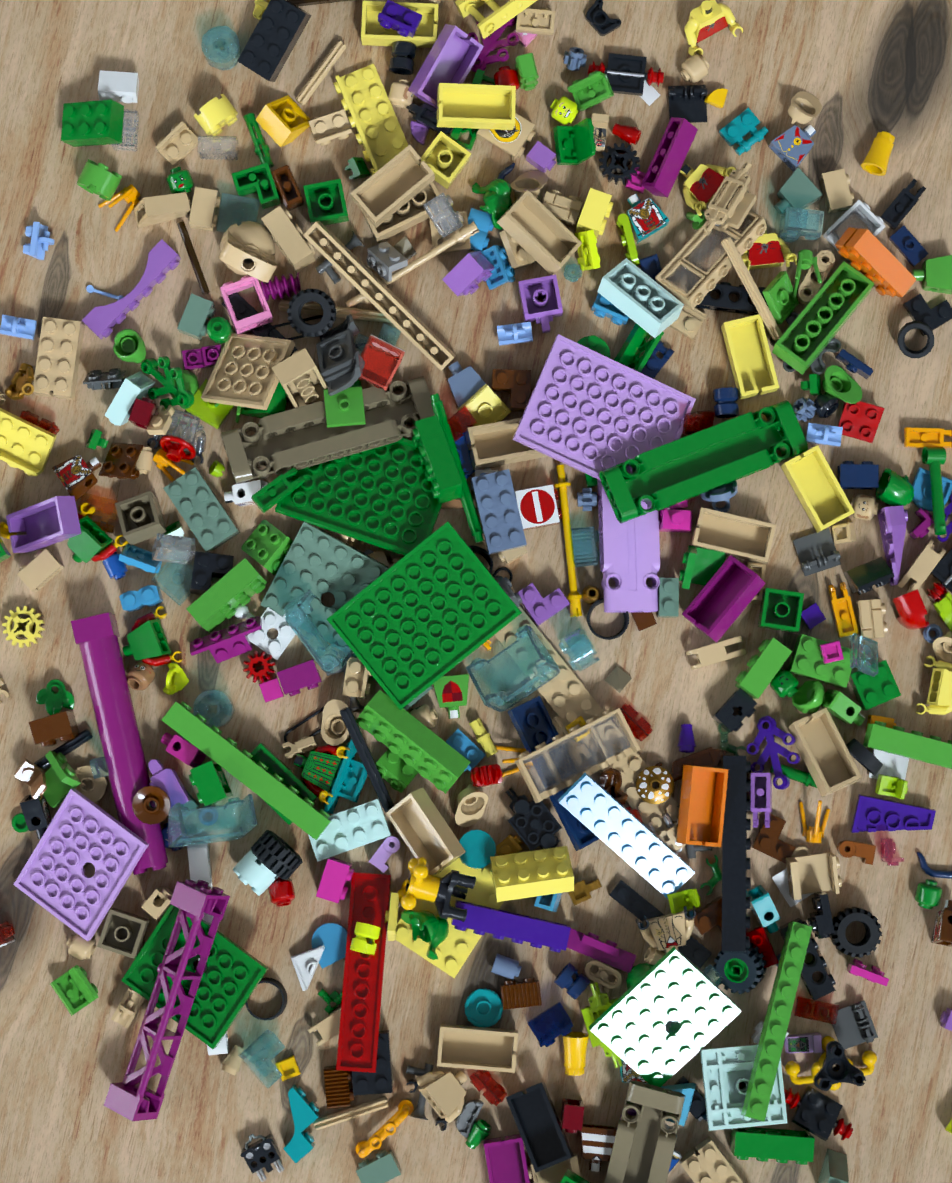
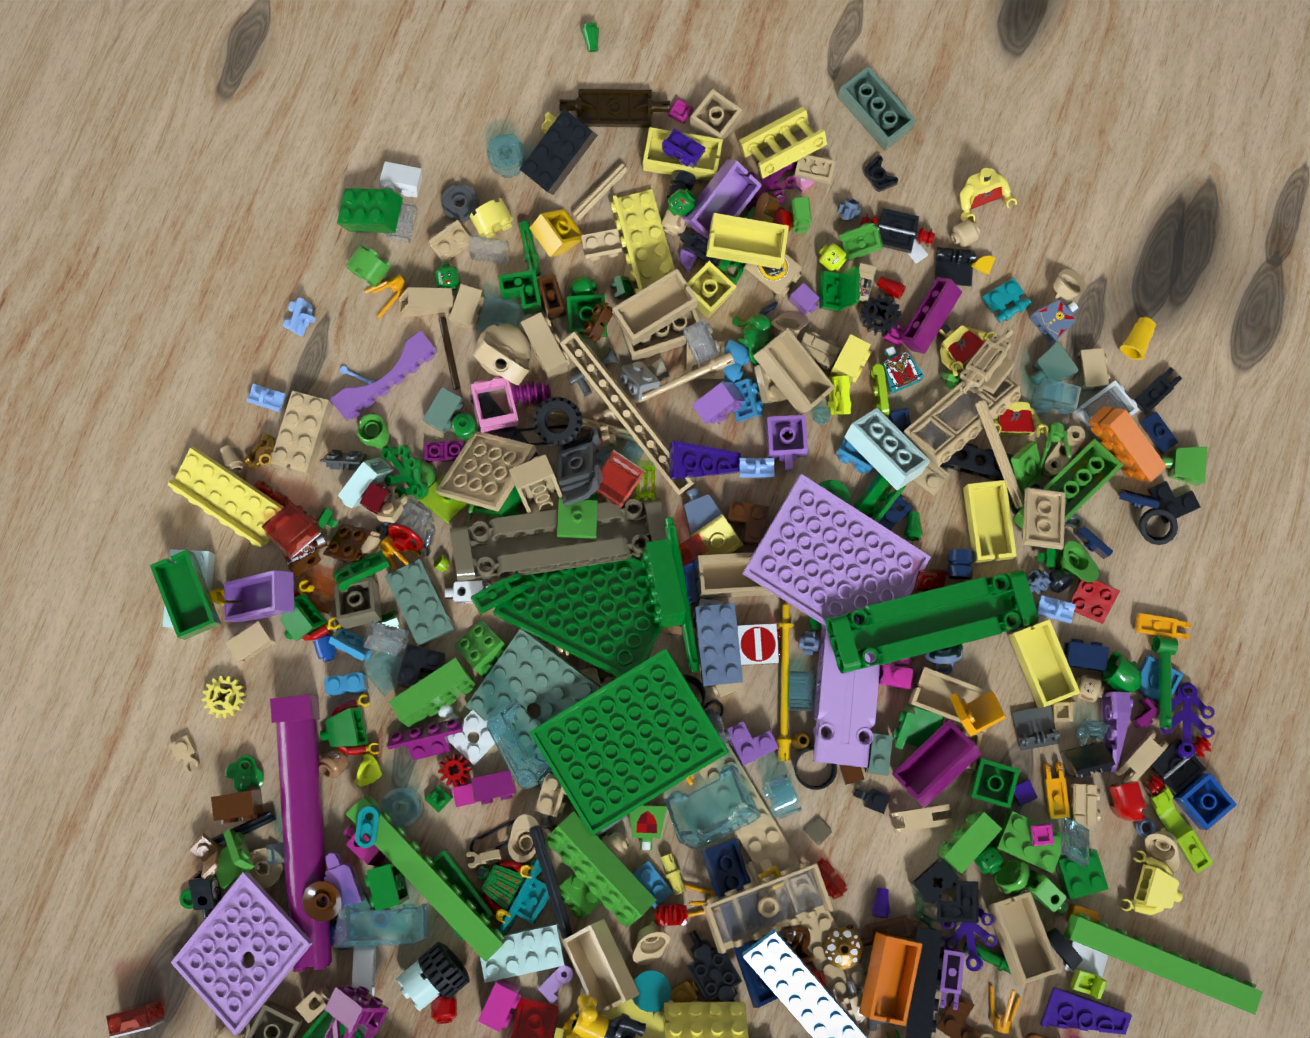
camera: 10 degrees right, 5 degrees down
(64, 454) = (291, 529): none -> clear red piece
(138, 485) = (360, 570): none -> green plate
(181, 92) = (456, 193): none -> dark grey plate
(182, 729) = (367, 826): none -> teal plate
(247, 696) = (438, 798): none -> green tile
(318, 173) = (583, 286): none -> green head
(340, 199) = (592, 328): none -> reddish brown hinge
(364, 325) = (607, 439): none -> tan plate
(405, 74) = (681, 202): none -> green head
(408, 374) = (646, 494): none -> clear neon green tile
(457, 334) = (698, 461): none -> dark purple wing
(490, 70) = (765, 208): none -> pearl gold leg
(577, 754) = (768, 906): none -> tan tile
(669, 641) = (874, 799): none -> black plate
(676, 372) = (913, 528): none -> green cone
(758, 544) = (978, 713): none -> light orange bracket
(766, 730) = (965, 908): none -> black plate
(800, 347) = (1044, 518): none -> tan tile
(870, 546) = (1091, 729): none -> clear light blue bracket
(894, 316) = (1138, 499): none -> dark blue plate

